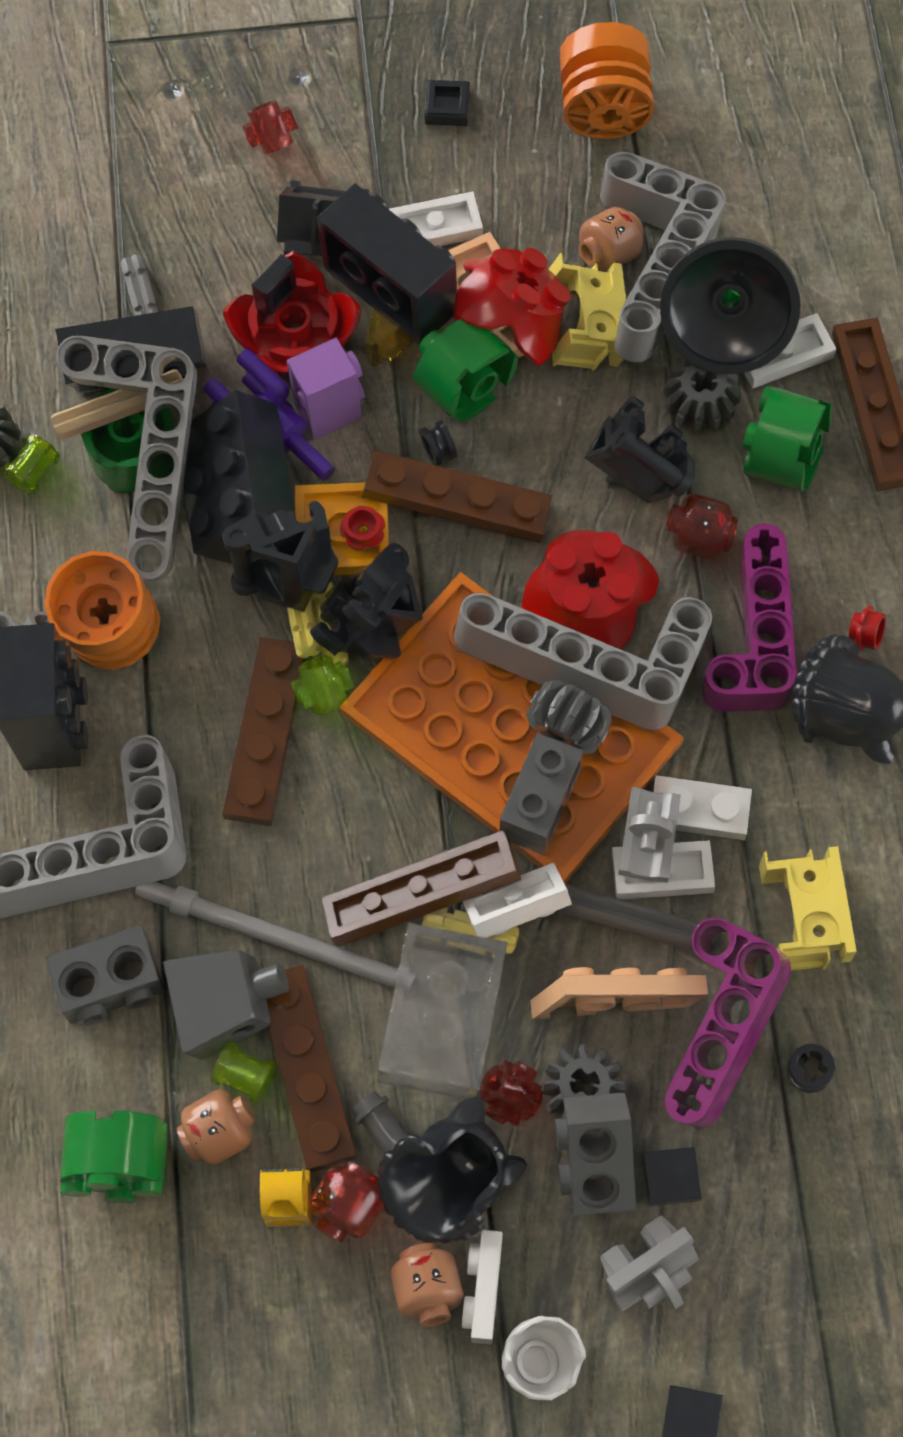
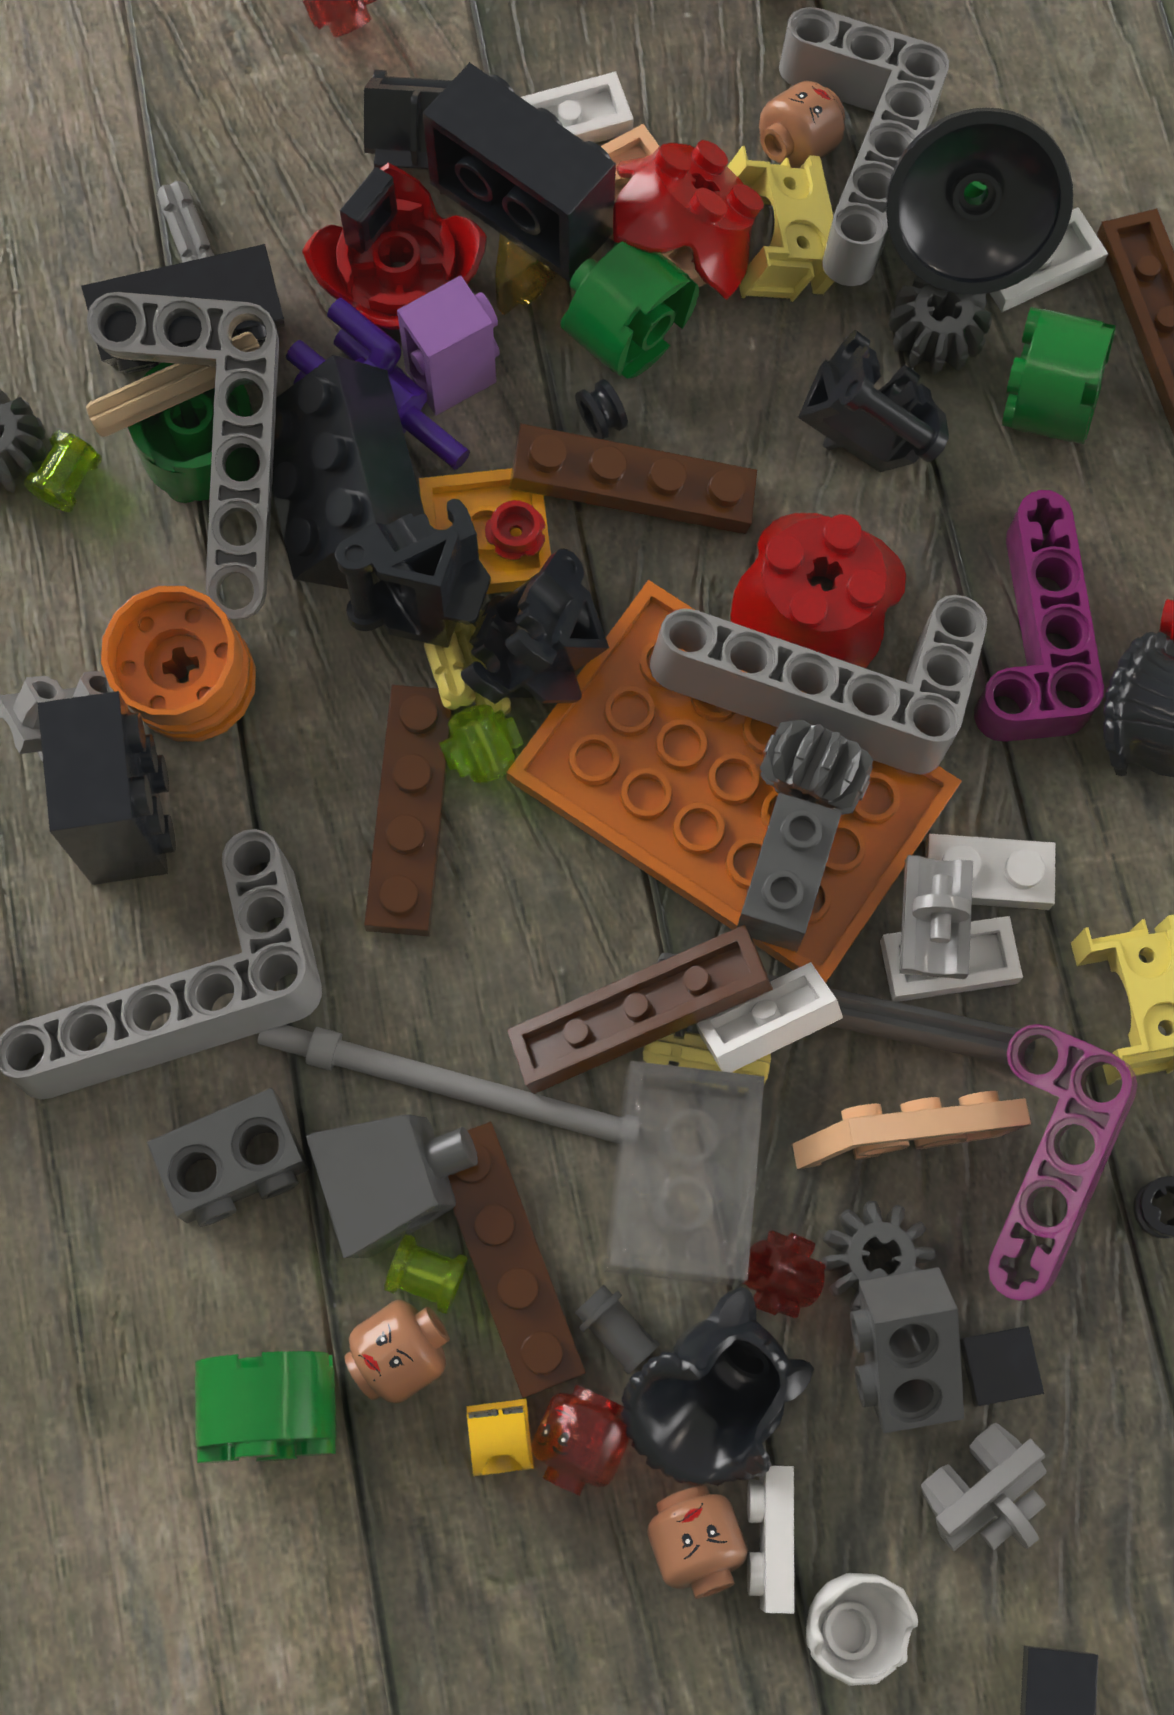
camera: 10 degrees left, 5 degrees up
(702, 526) = (957, 498): clear red head -> none

